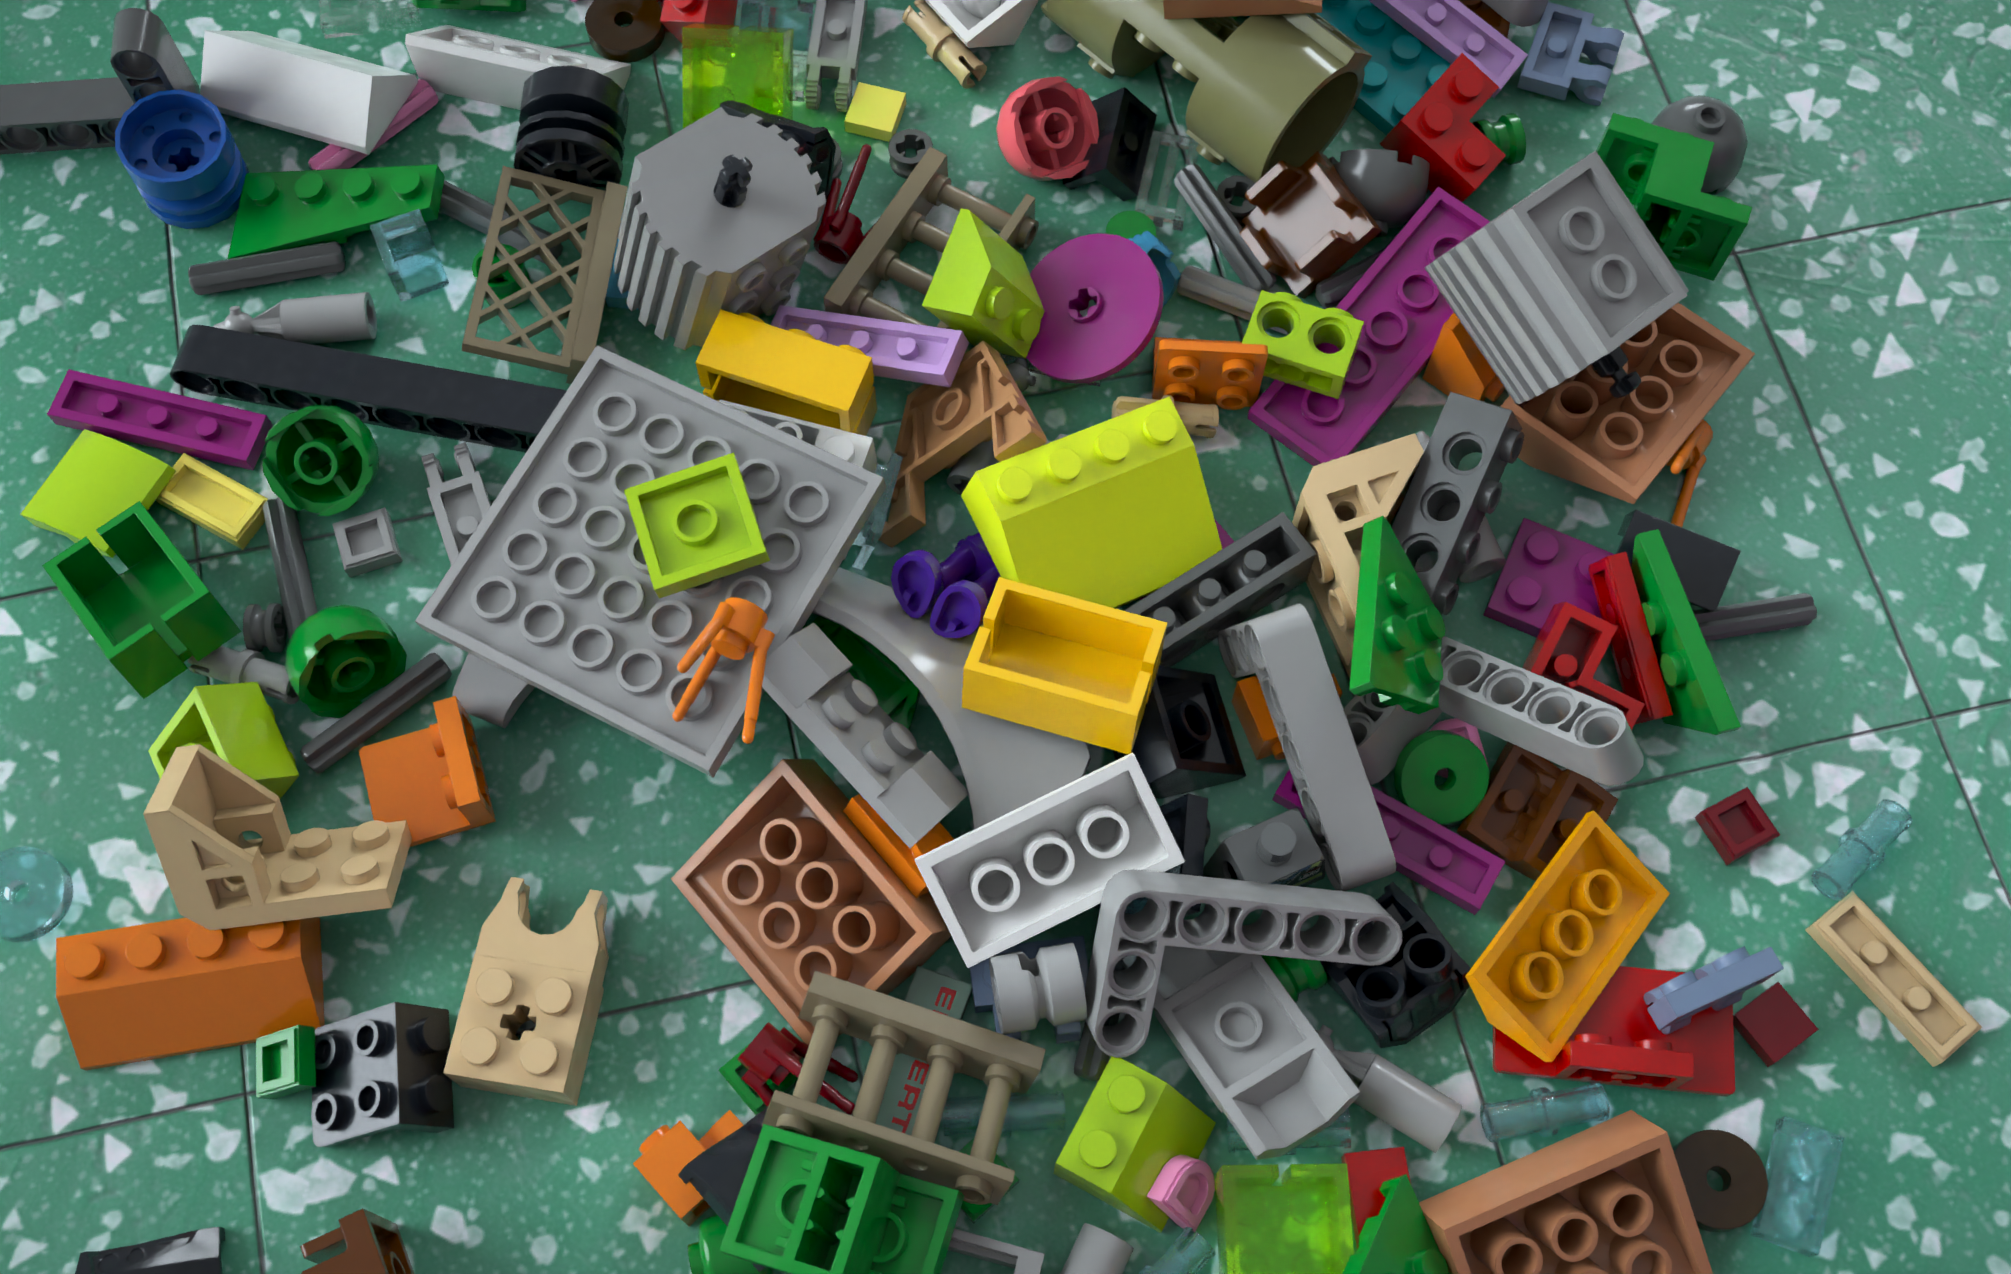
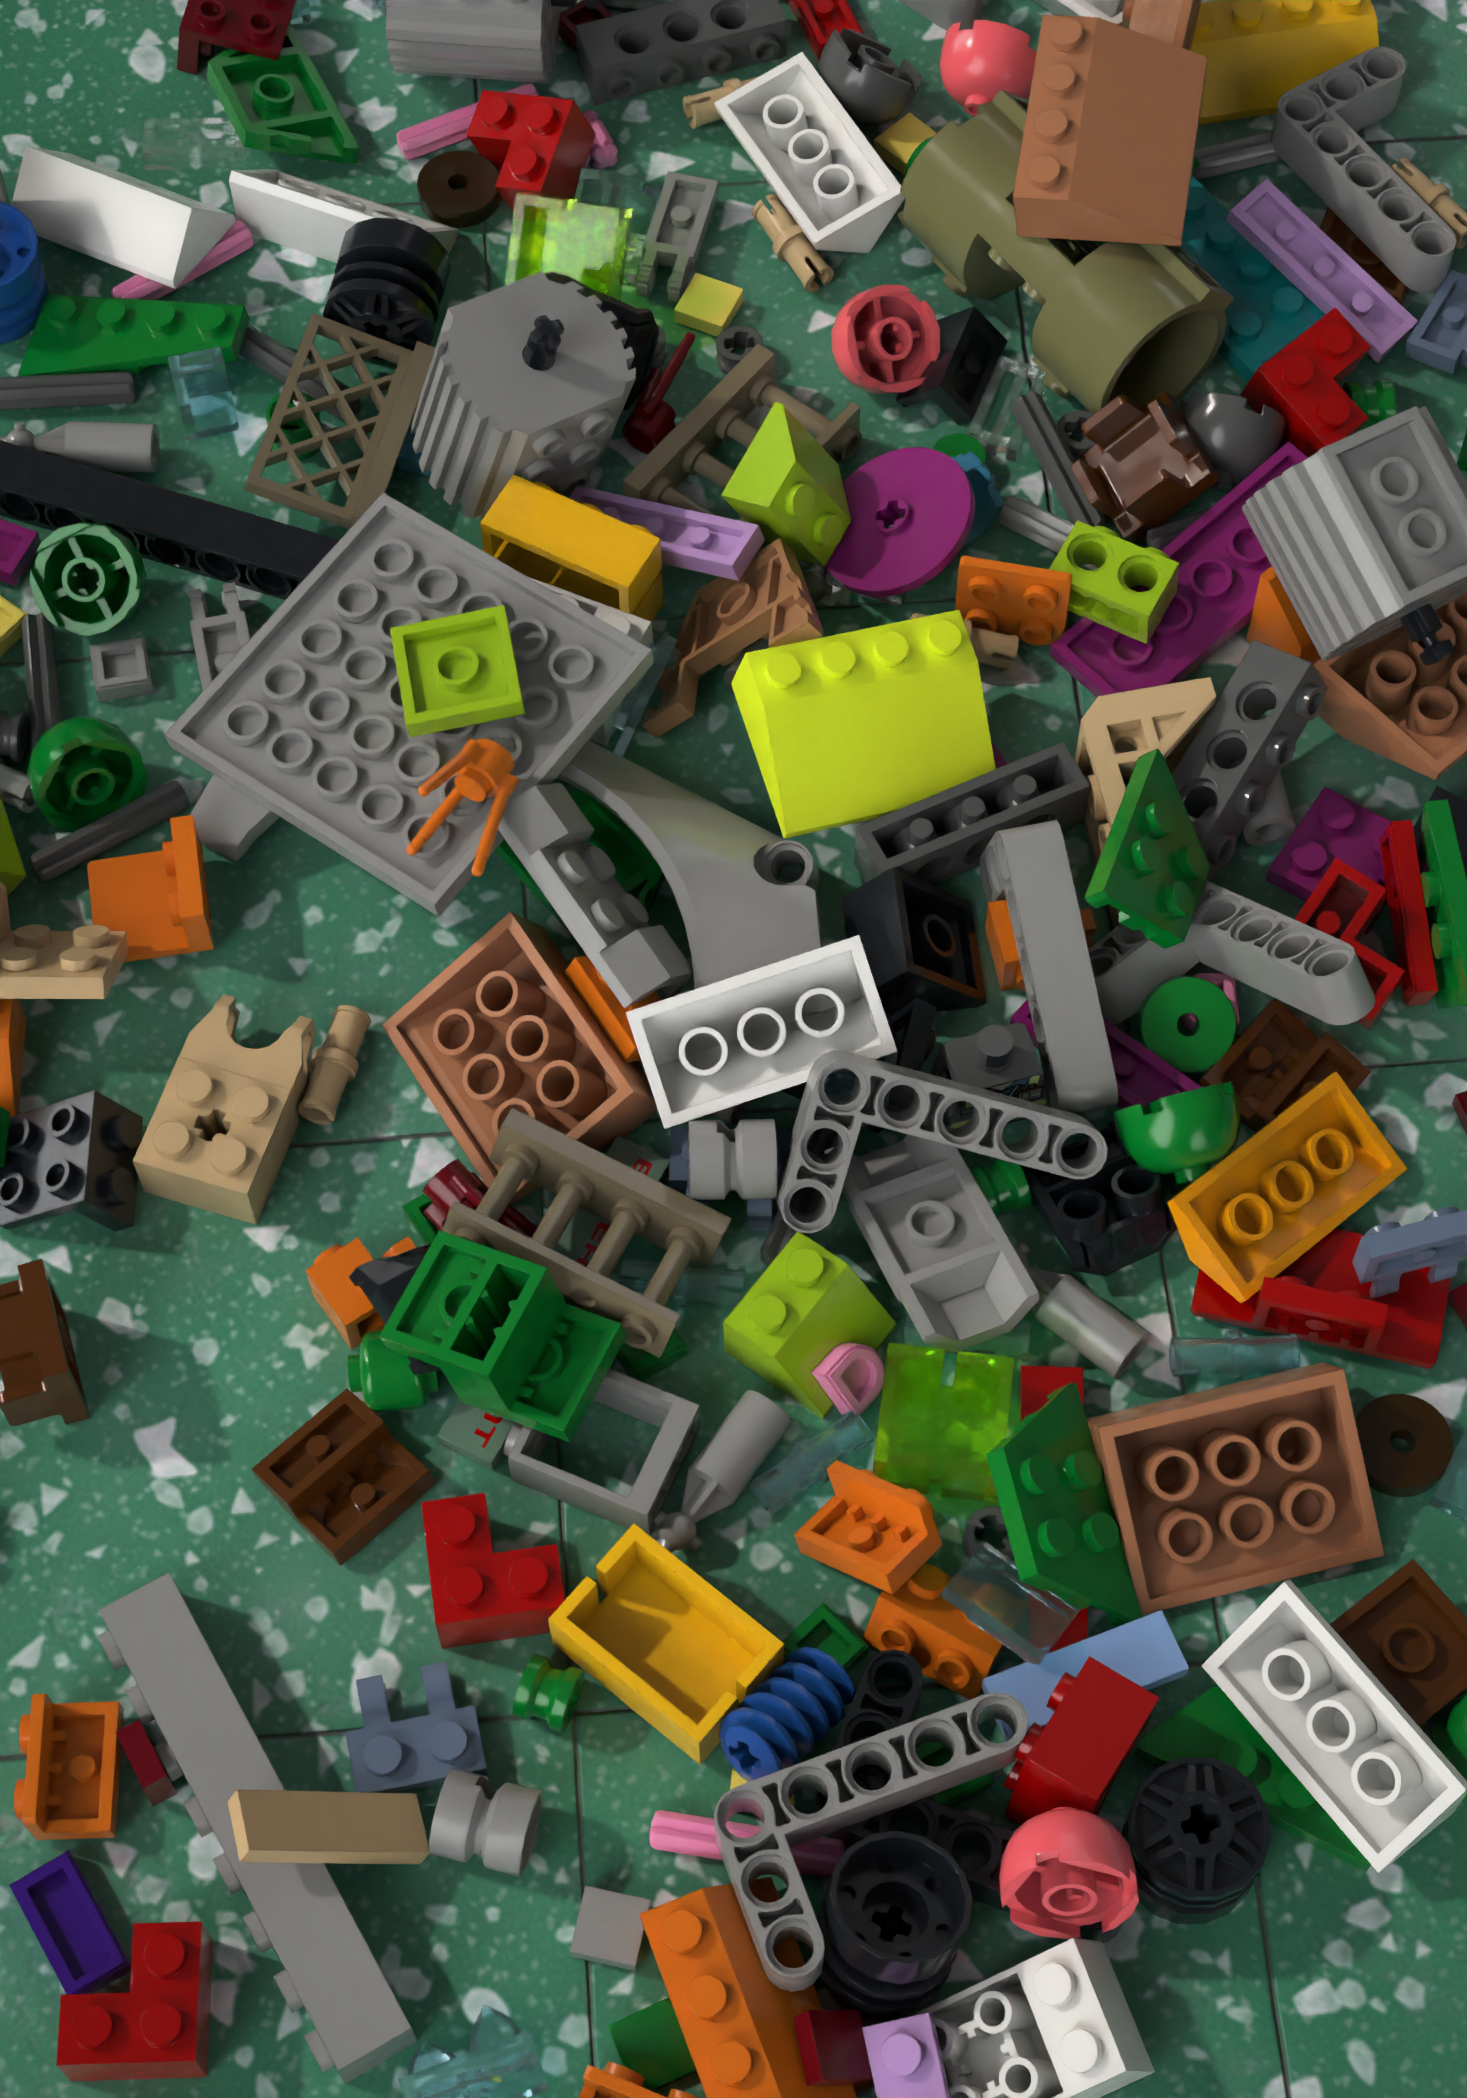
camera: 10 degrees right, 5 degrees down
(630, 929) = (334, 1065): none -> tan pin
(955, 587) = (709, 777): dark purple piece -> none
(1063, 665) = (805, 850): yellow piece -> none
(1463, 896) = (1182, 1131): none -> green cylinder

